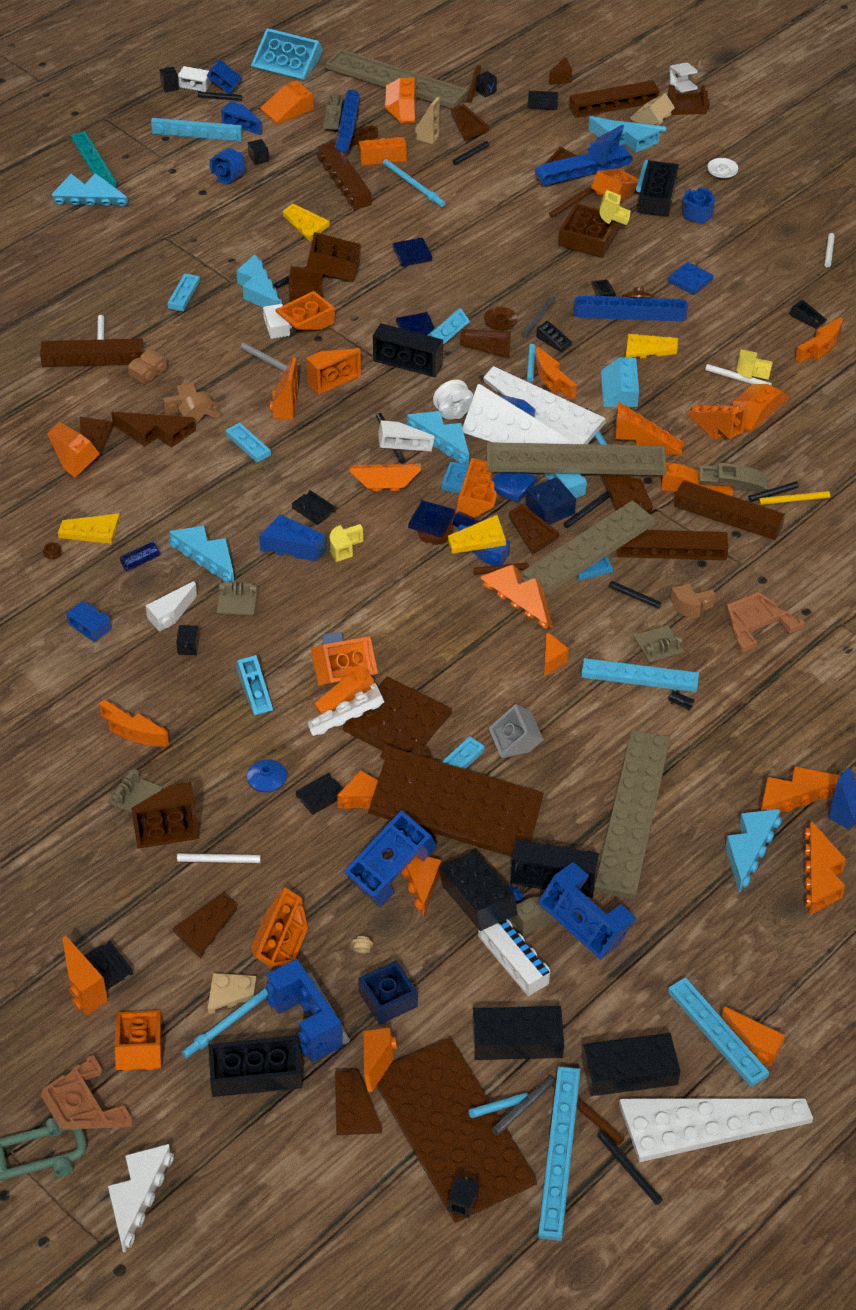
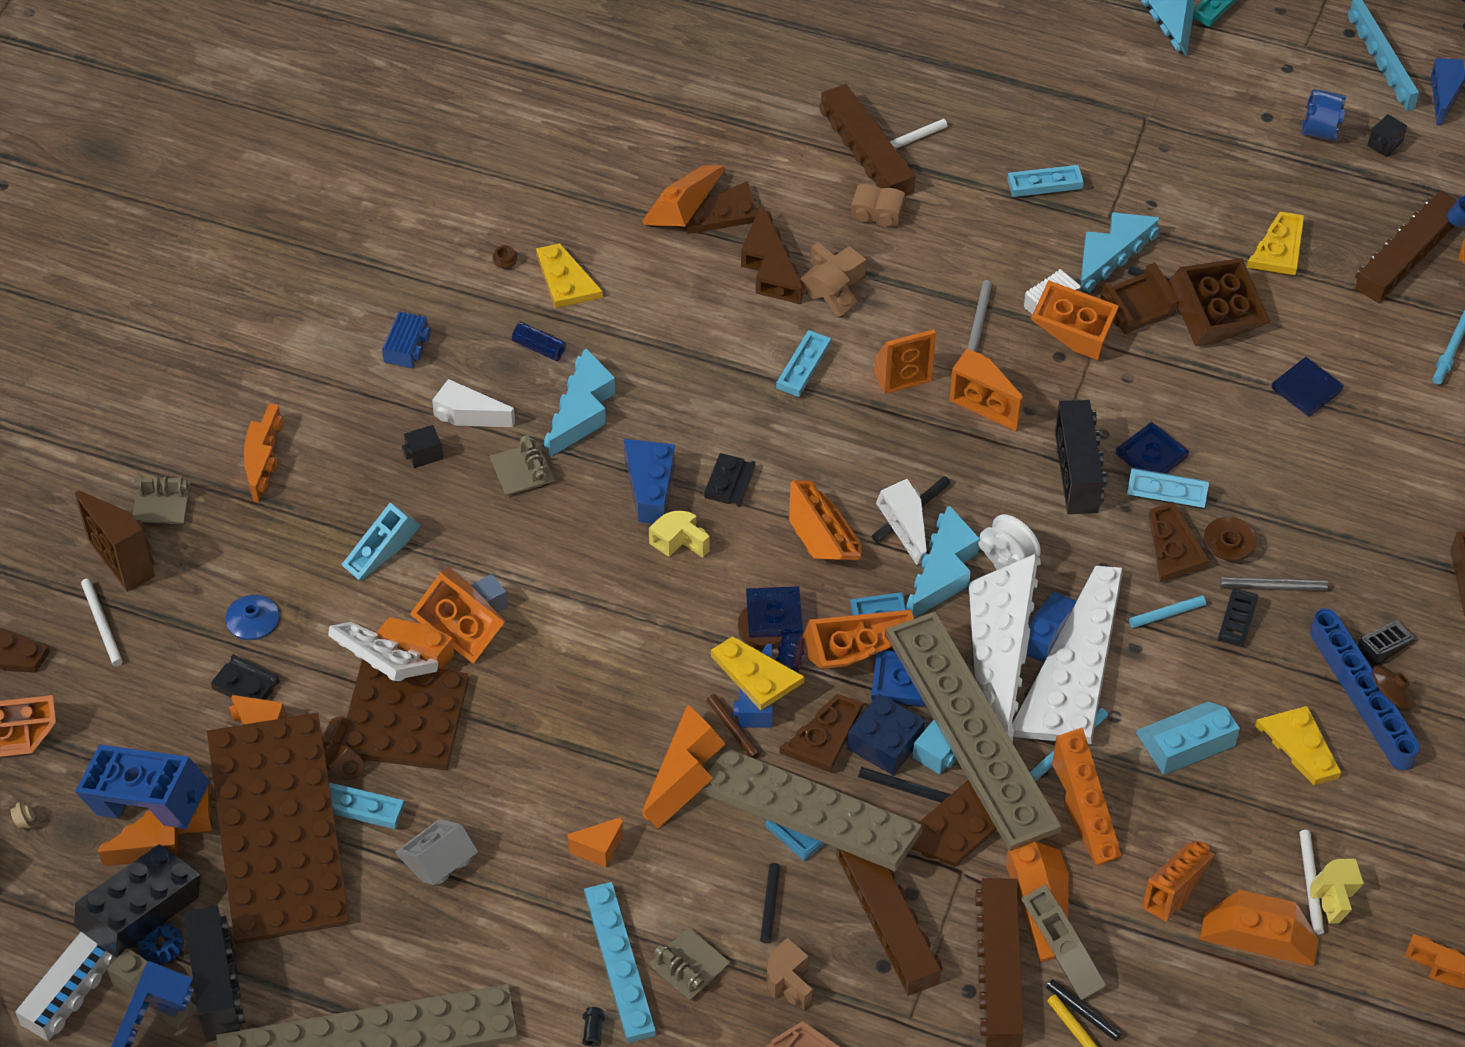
camera: 65 degrees right, 5 degrees up
(552, 376) = (1153, 640): orange slope -> none

